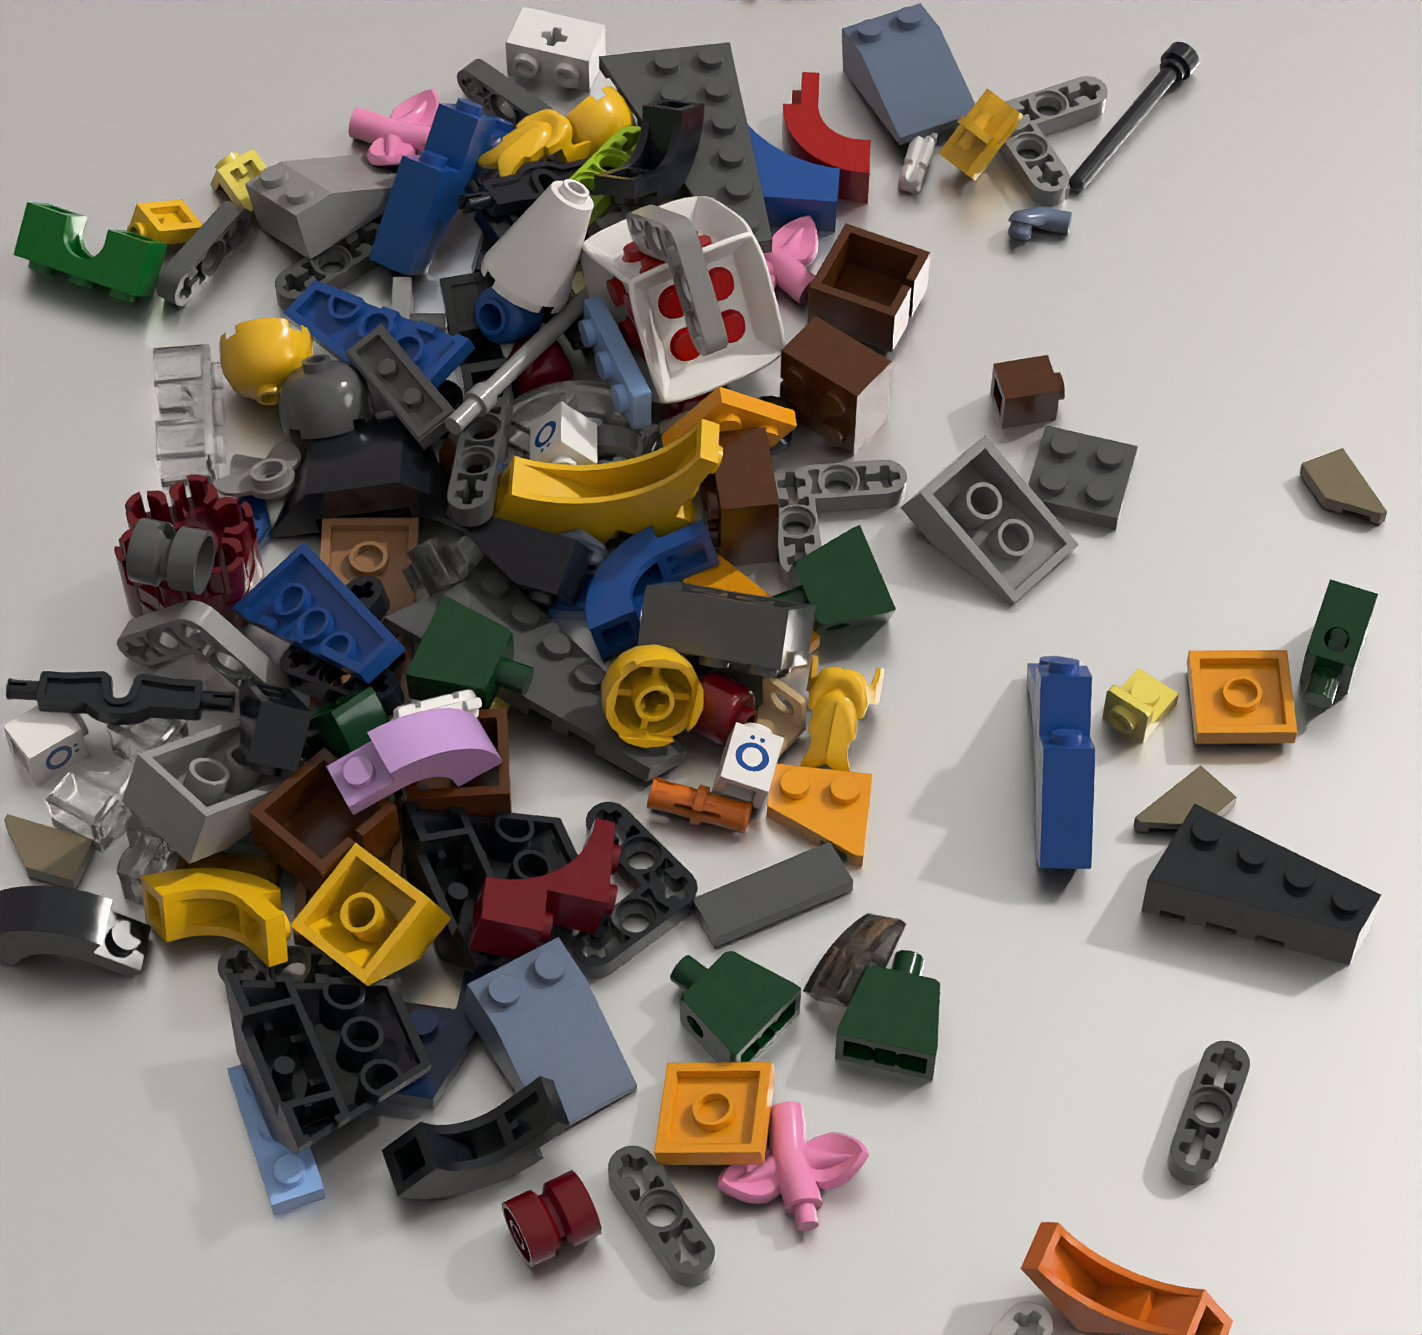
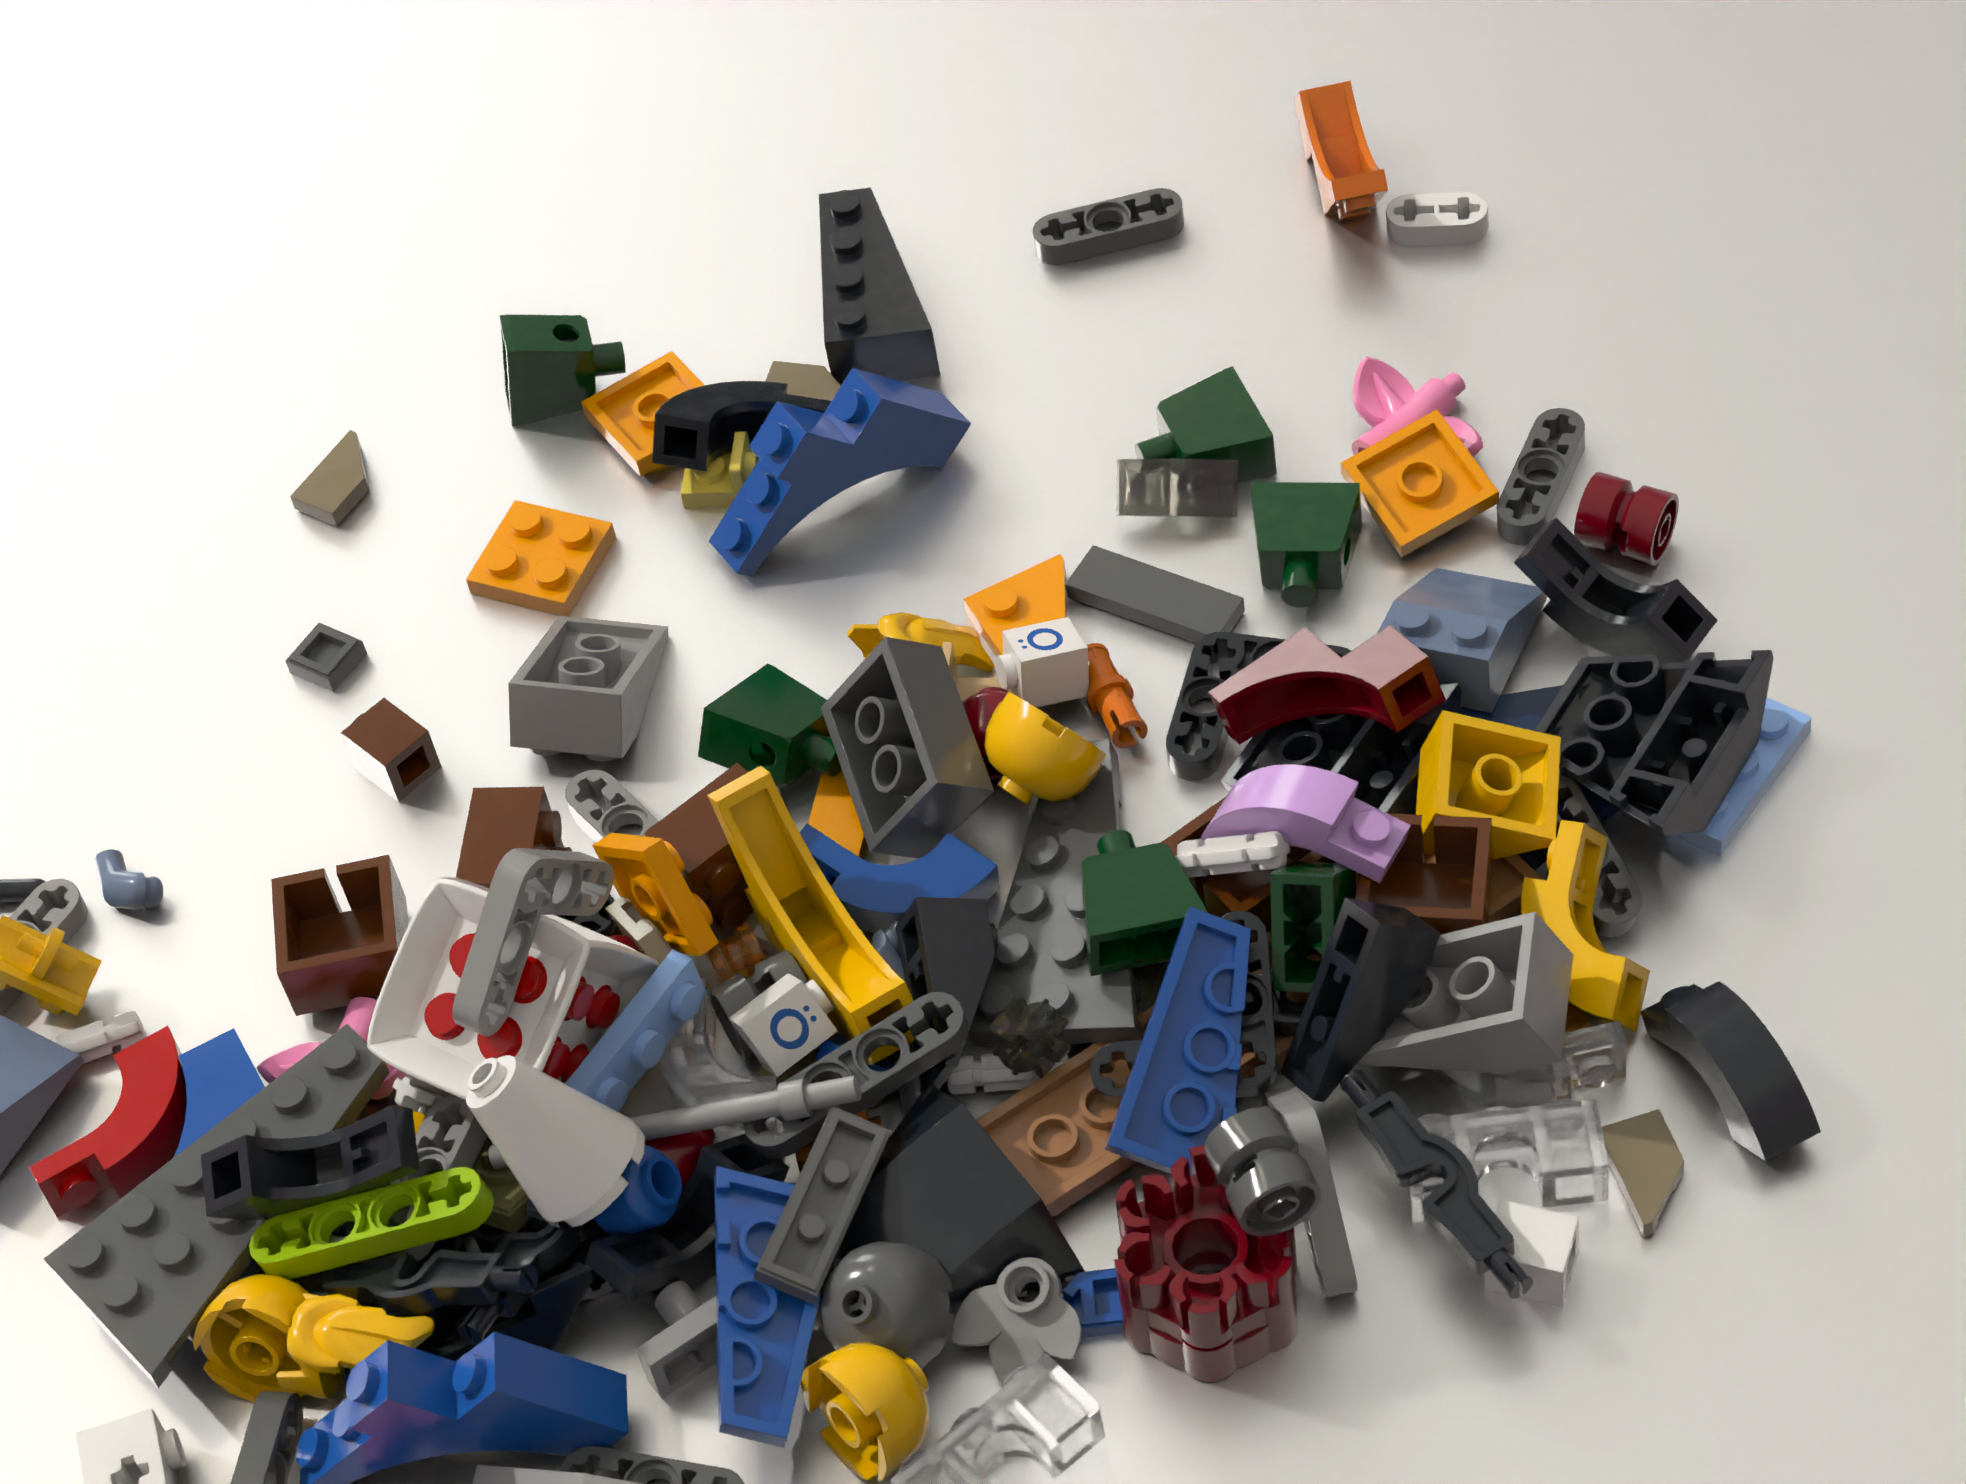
camera: 115 degrees left, 5 degrees down
(1082, 476) = (463, 663): dark grey plate -> none
(1151, 565) = (541, 558): none -> light orange plate
(1161, 407) = (326, 657): none -> dark grey tile
(1178, 698) = (702, 421): none -> black arch

